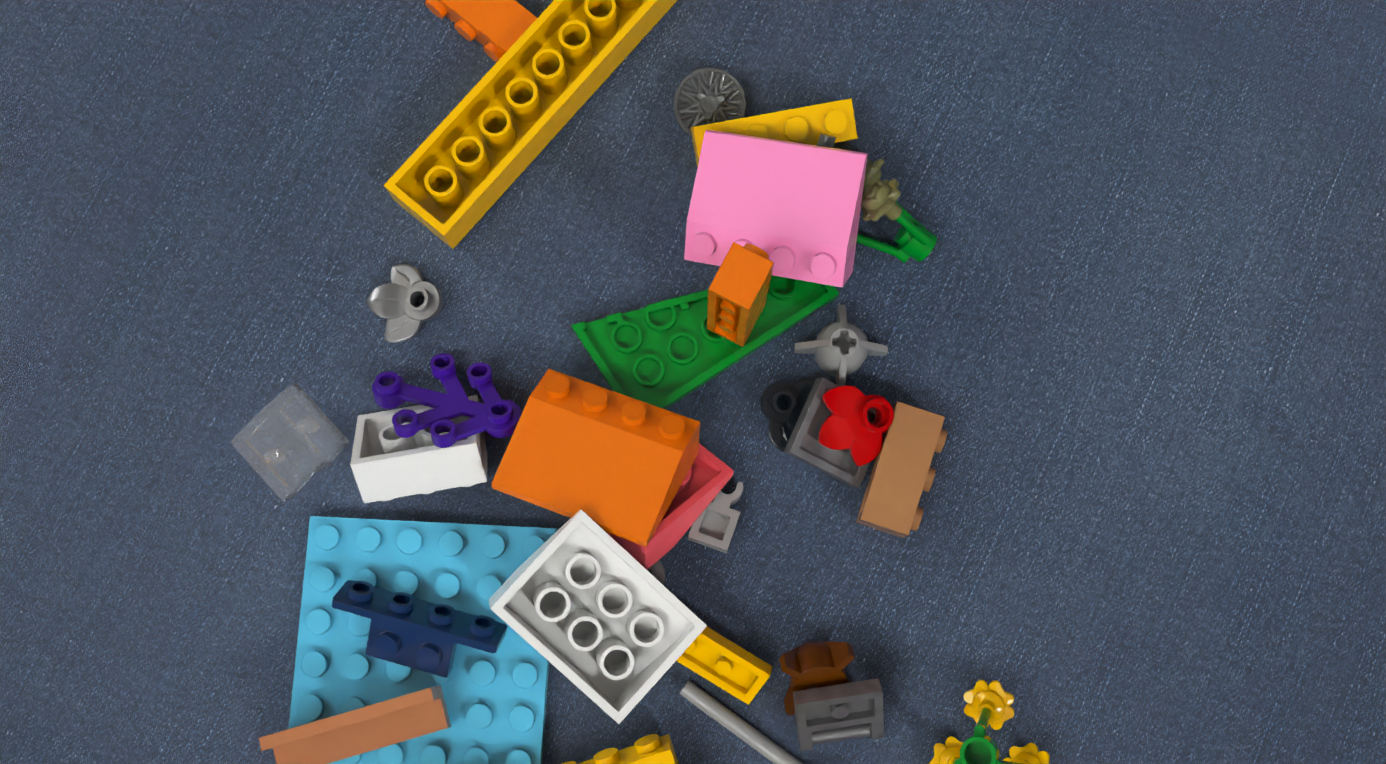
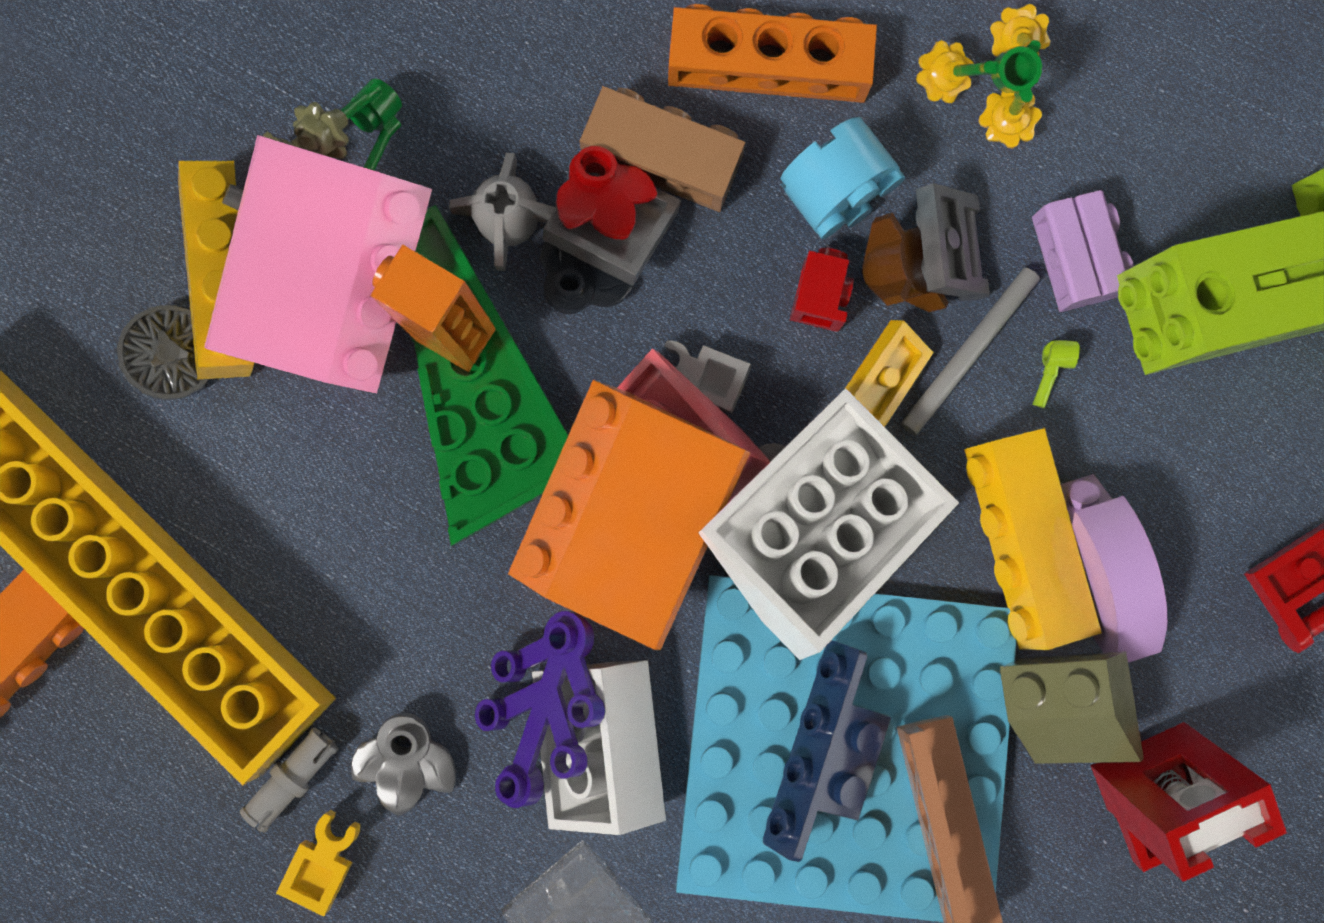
camera: 90 degrees left, 5 degrees up
(325, 245) = (318, 869): none -> yellow plate
(390, 219) = (288, 780): none -> light grey pin
(794, 607) = (823, 289): none -> red brick
(884, 616) = (841, 177): none -> medium azure brick
(975, 574) = (790, 74): none -> orange brick

